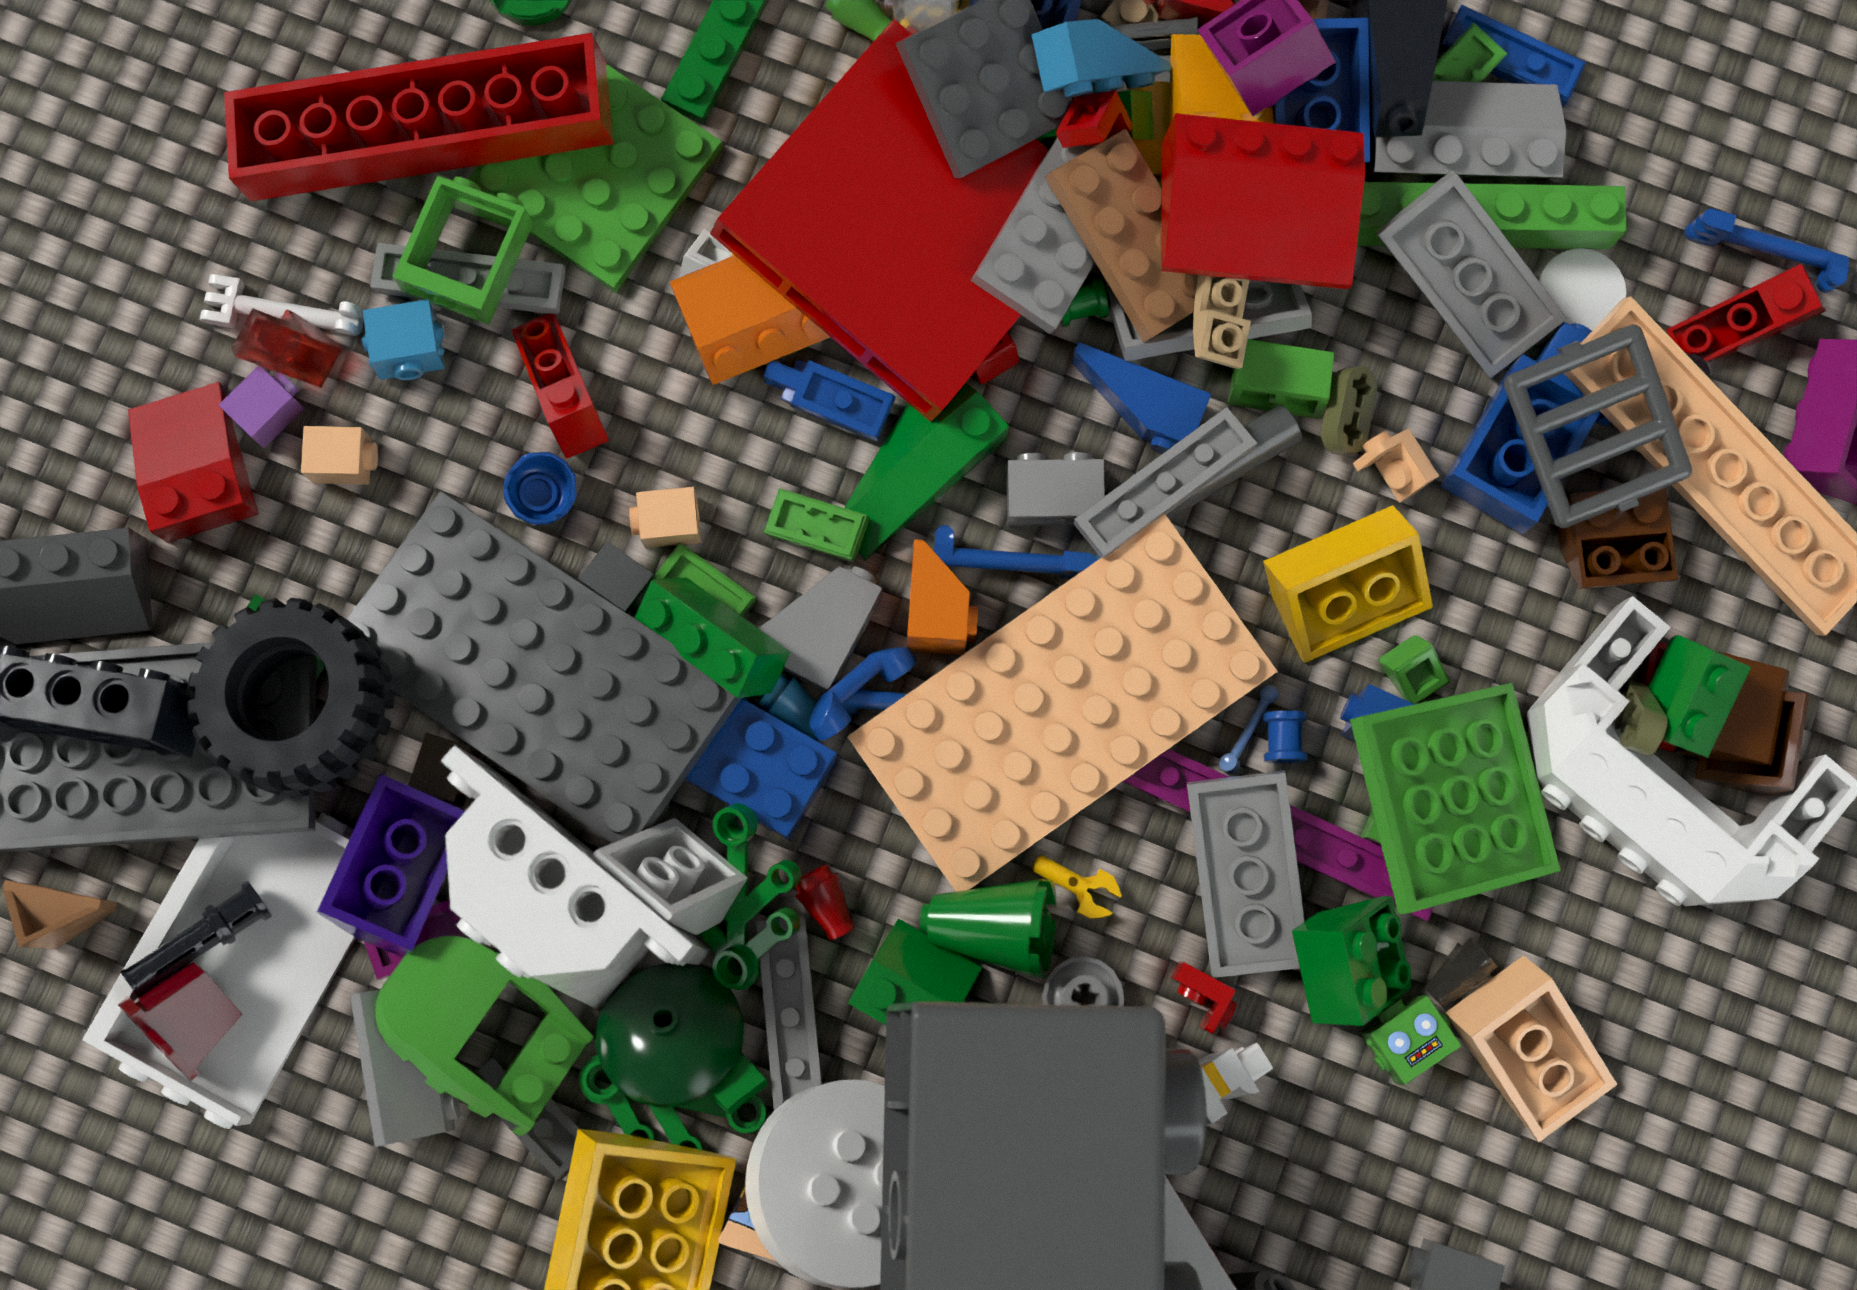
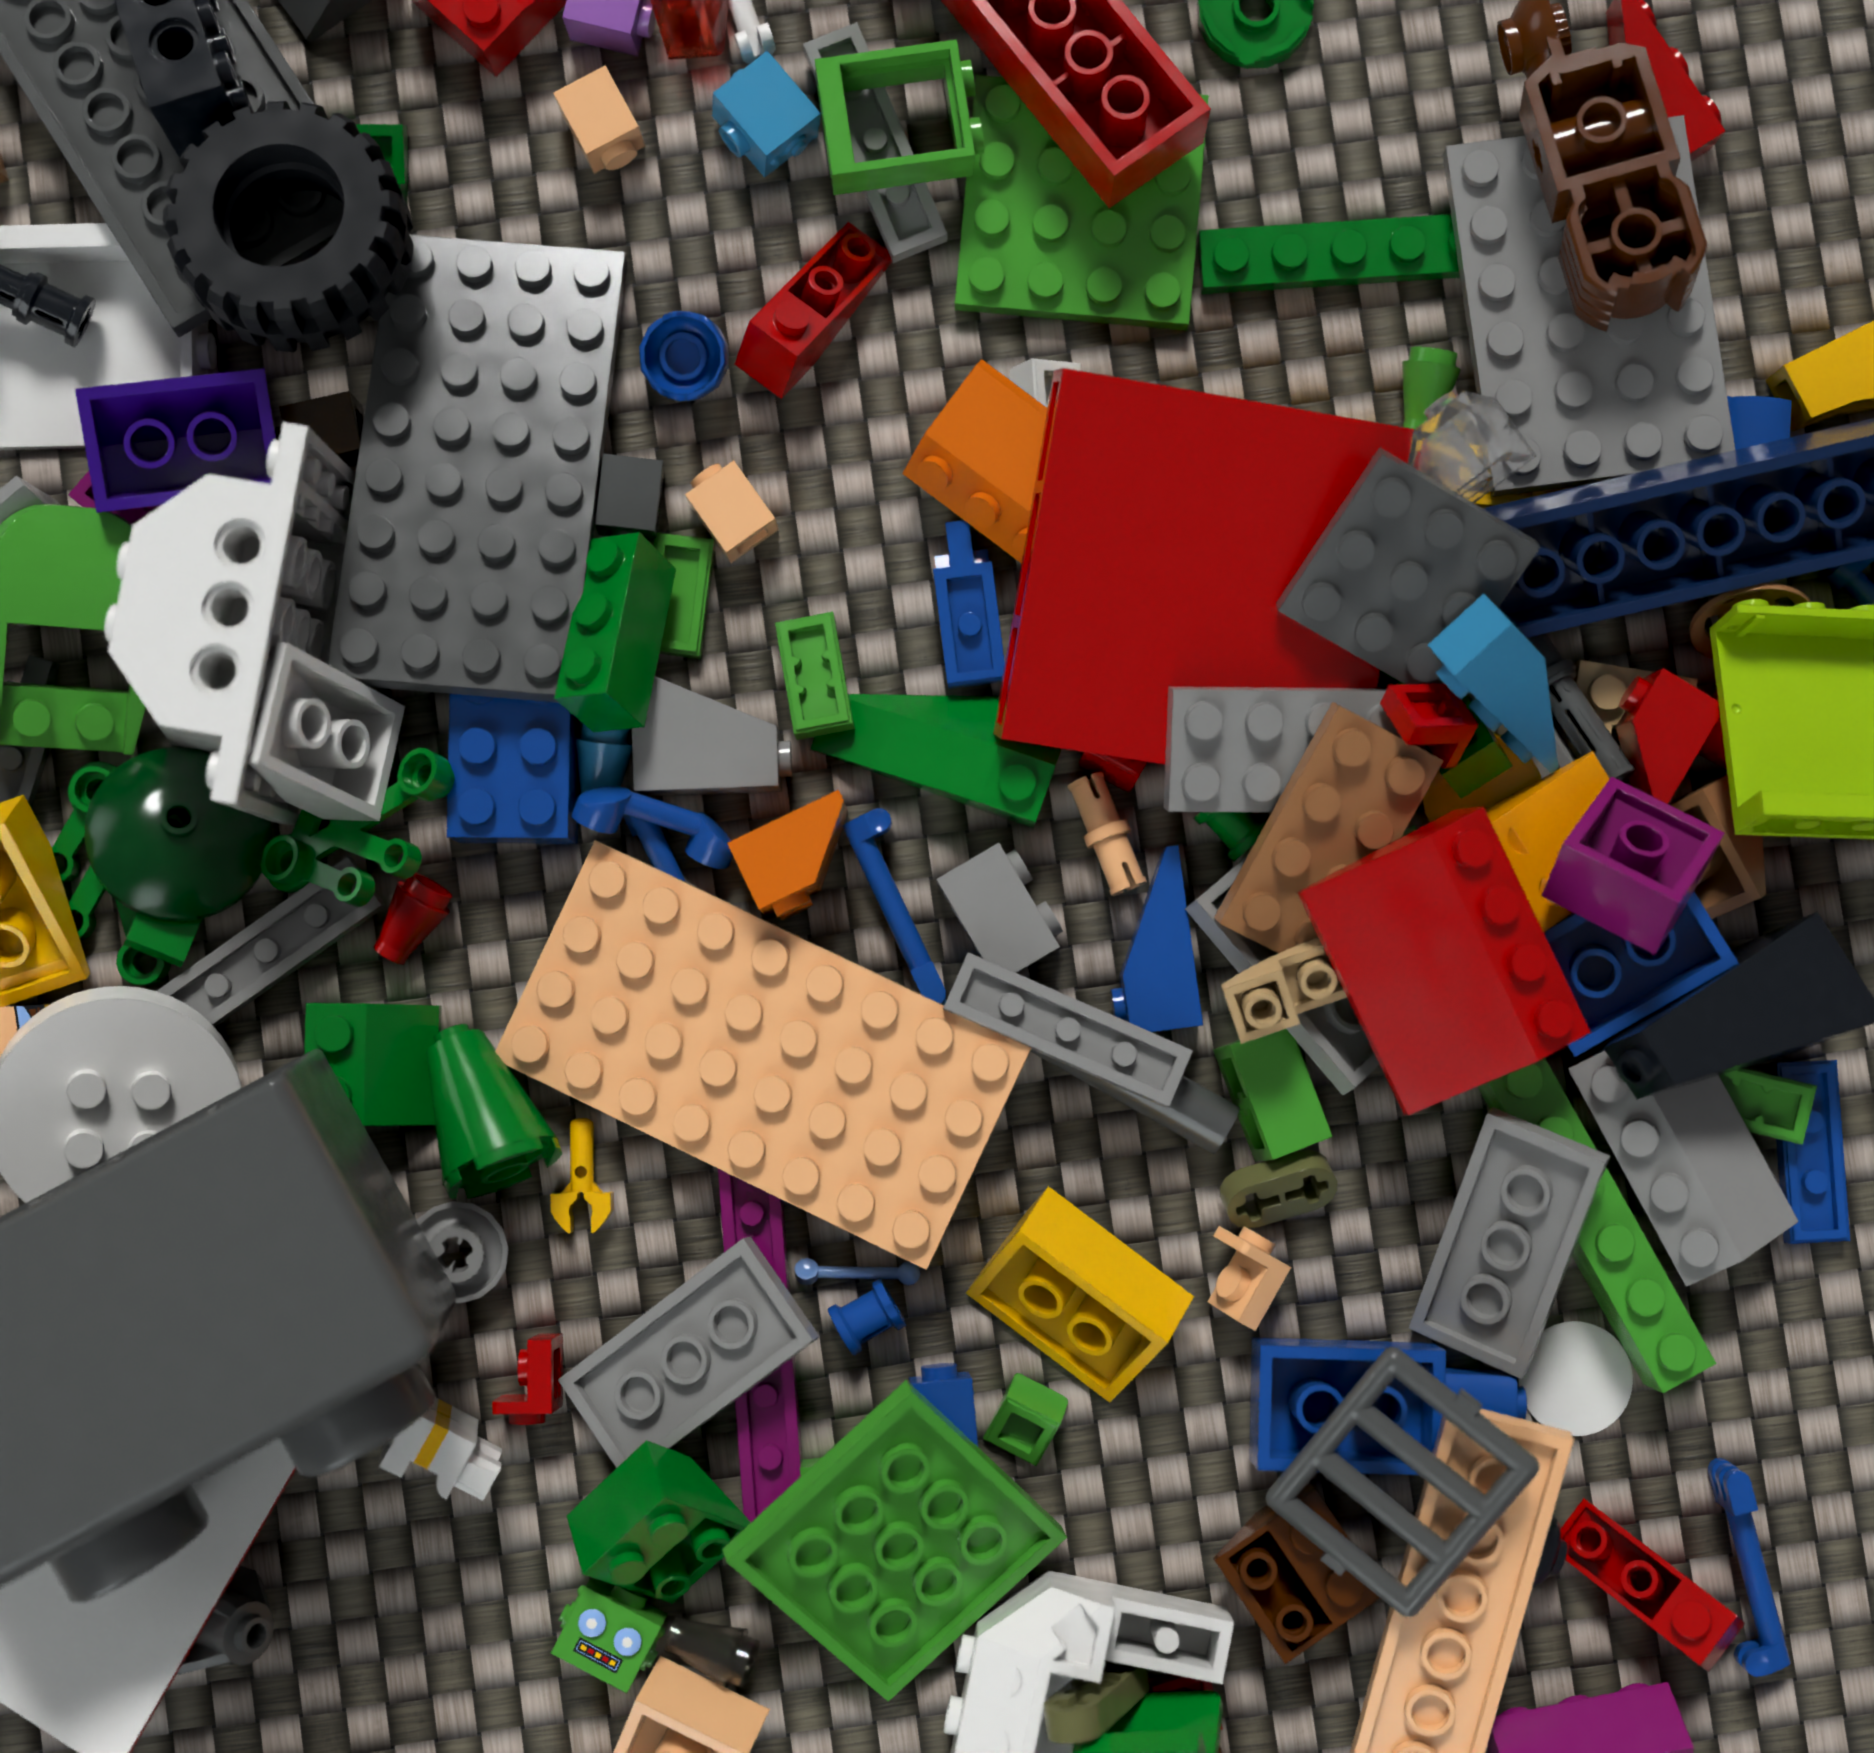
camera: 65 degrees right, 5 degrees up
(1040, 389) = (1107, 833): none -> light nougat pin

